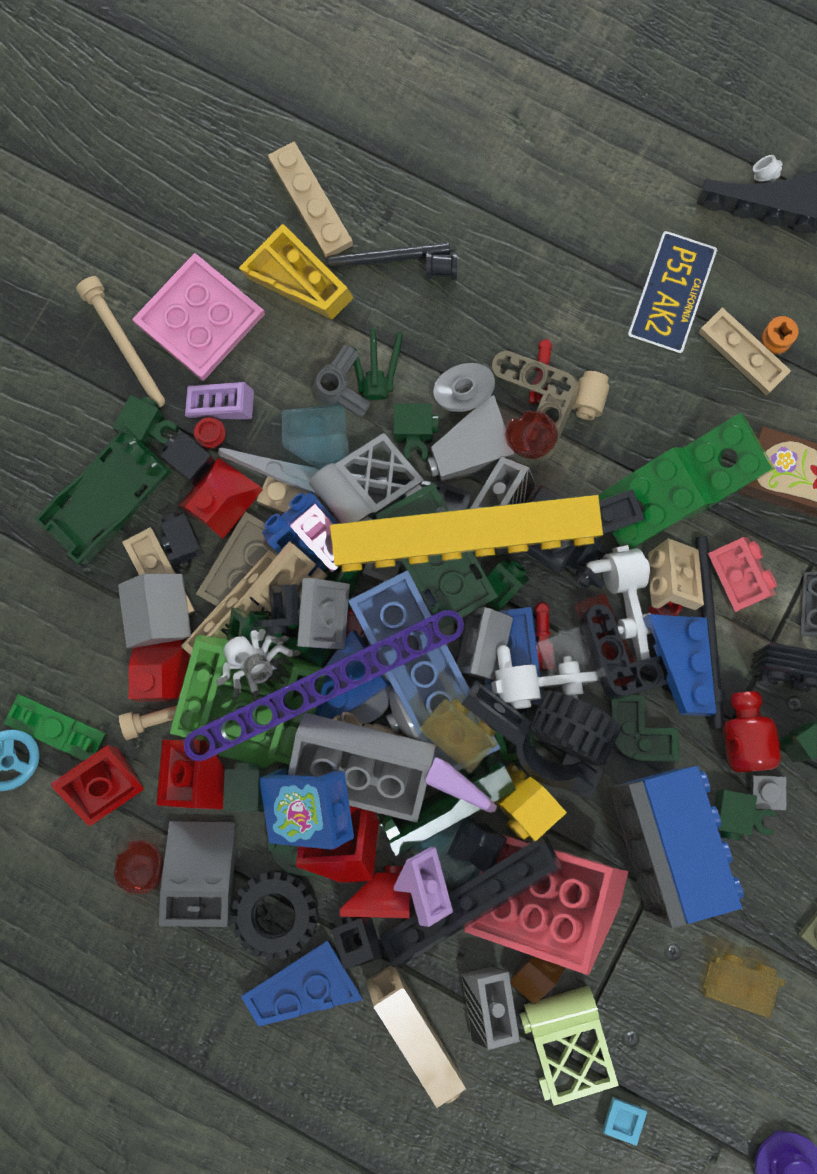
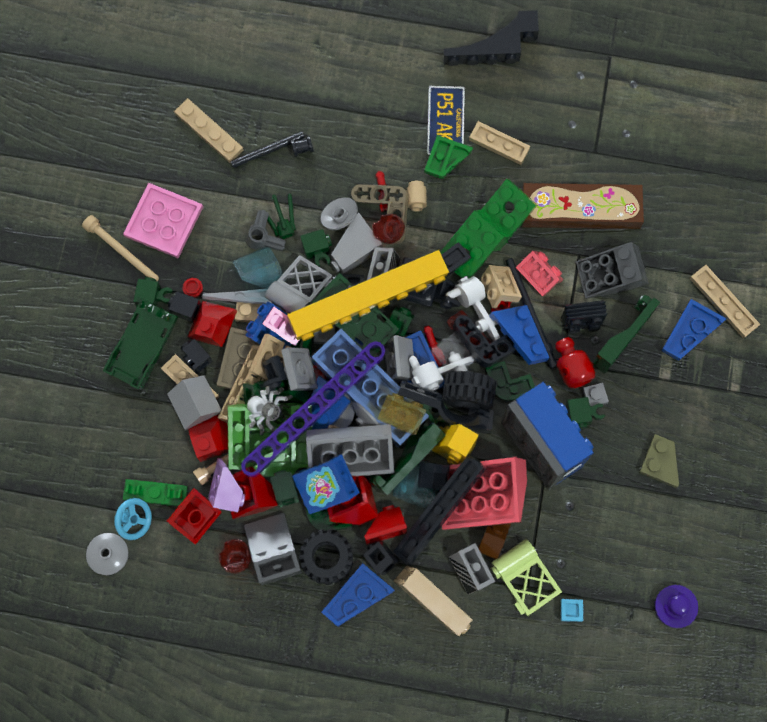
camera: 20 degrees left, 5 degrees down
(155, 763) = (224, 489): none -> lavender slope
(239, 401) = (194, 273): lavender slope -> none
(296, 273) = (216, 177): yellow wedge -> none
(426, 883) = (409, 503): lavender slope -> none
(451, 781) = (405, 440): lavender slope -> none
(655, 348) = (445, 156): none -> green wing
(741, 985) = (615, 510): clear yellow bracket -> none
(767, 169) = (479, 32): white plate -> none
(772, 336) = (513, 129): orange wheel -> none

